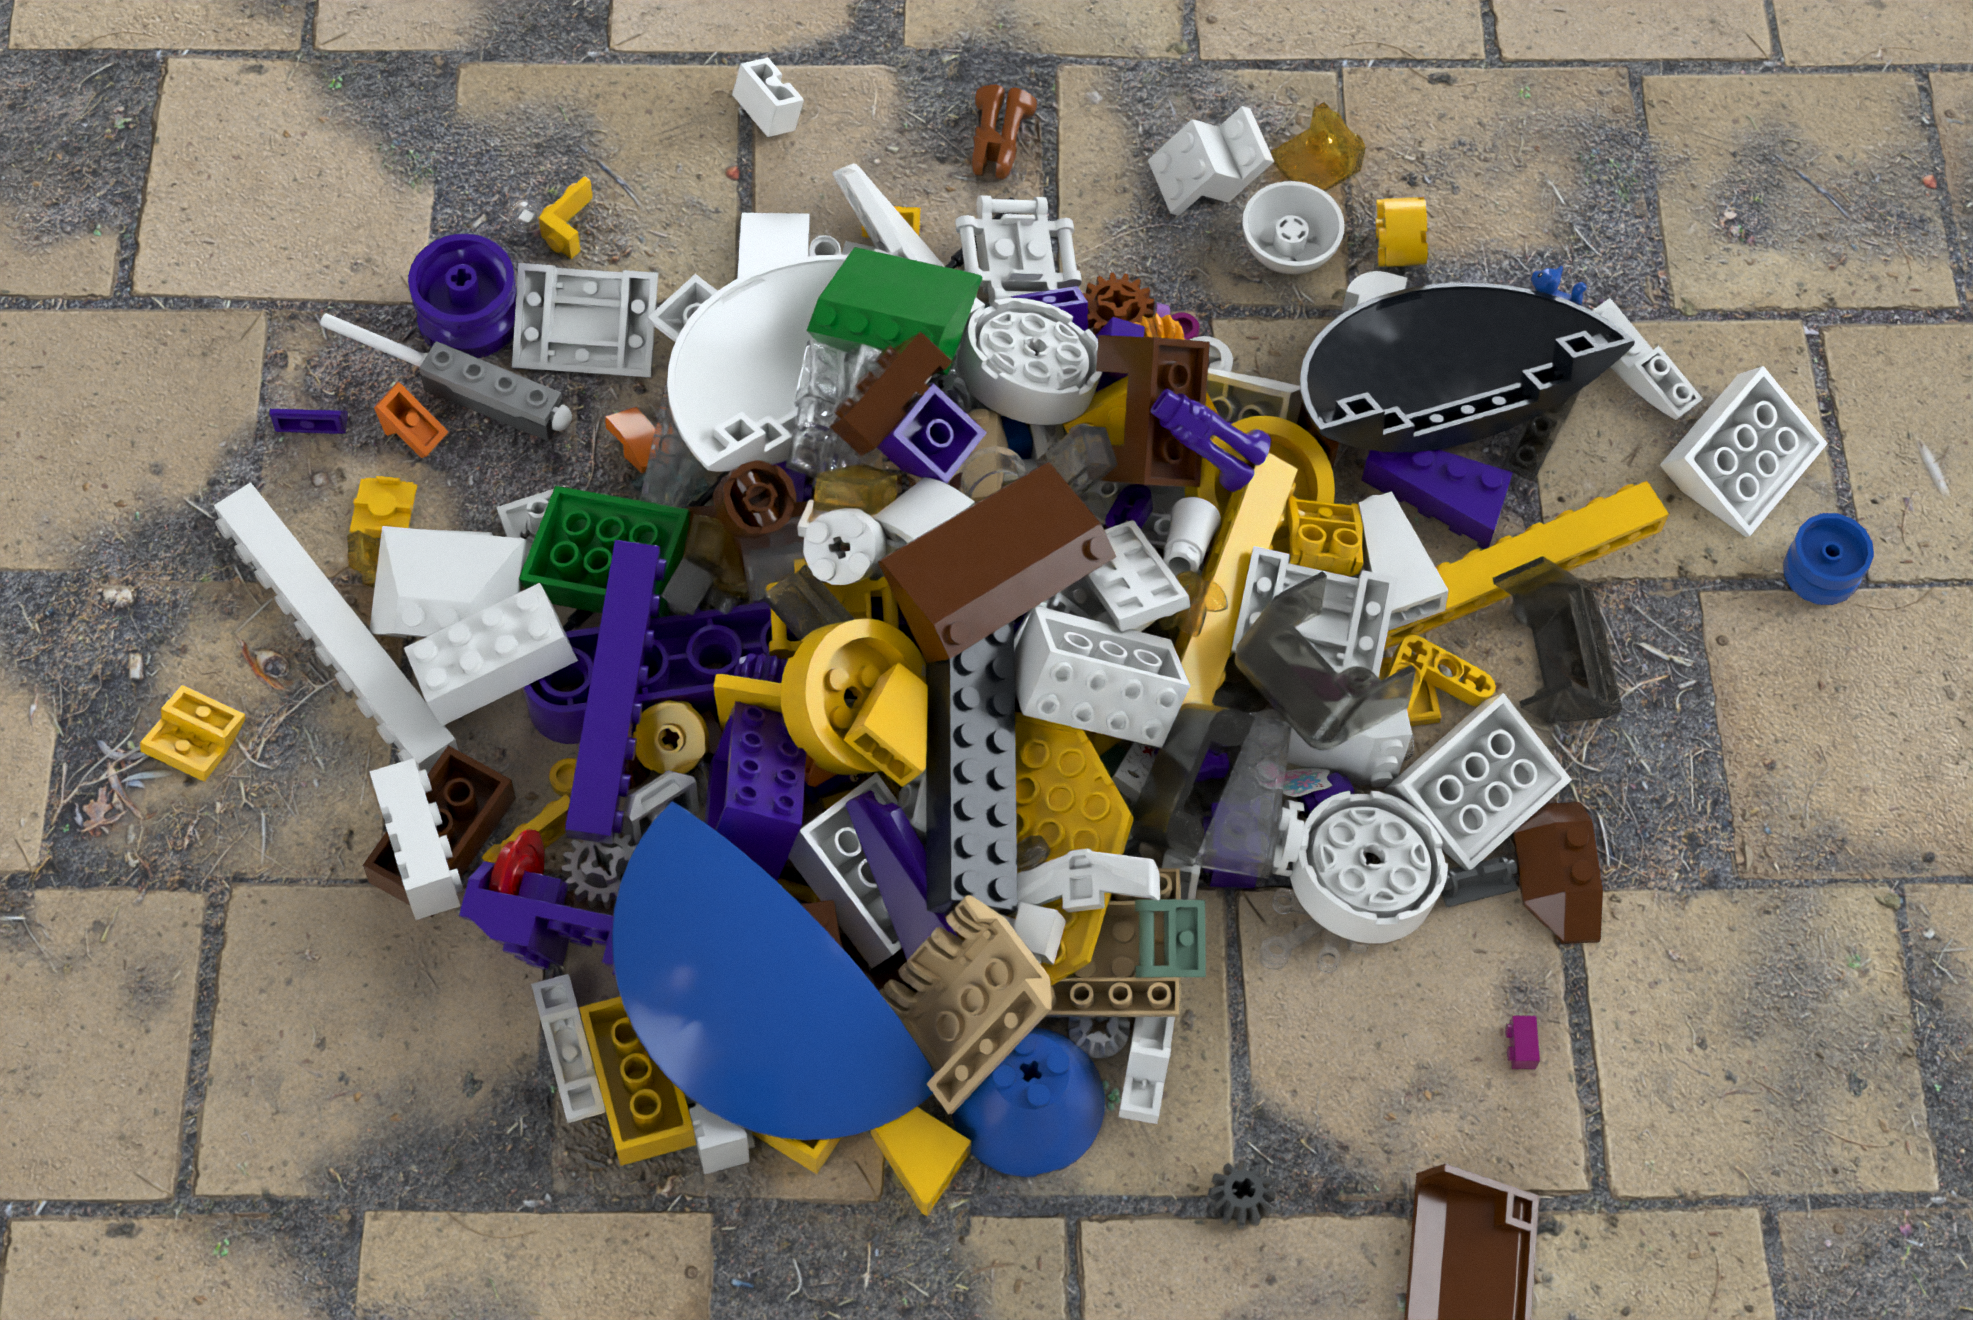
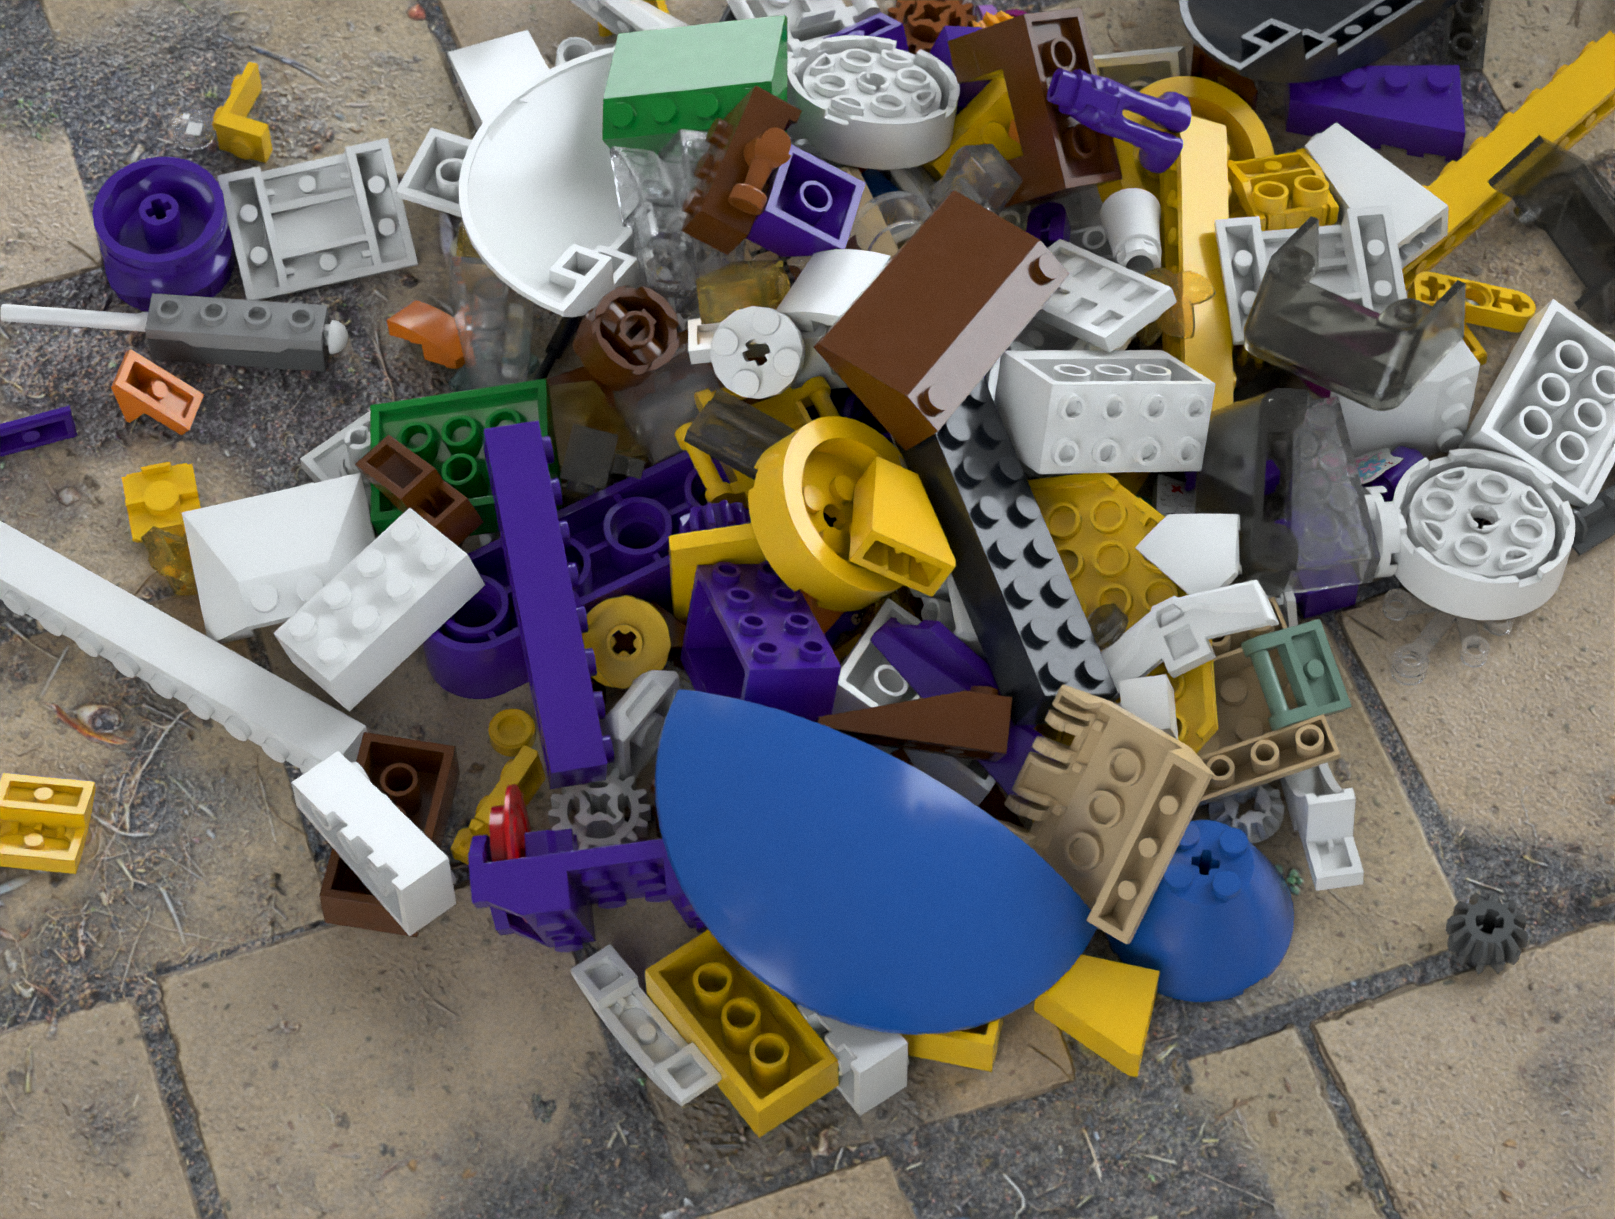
camera: 15 degrees left, 5 degrees down
(558, 570) = (417, 485): none -> reddish brown slope
(876, 894) = (951, 724): none -> reddish brown slope
(907, 389) = (762, 155): none -> dark orange leg
(1123, 816) = (1195, 550): none -> white slope

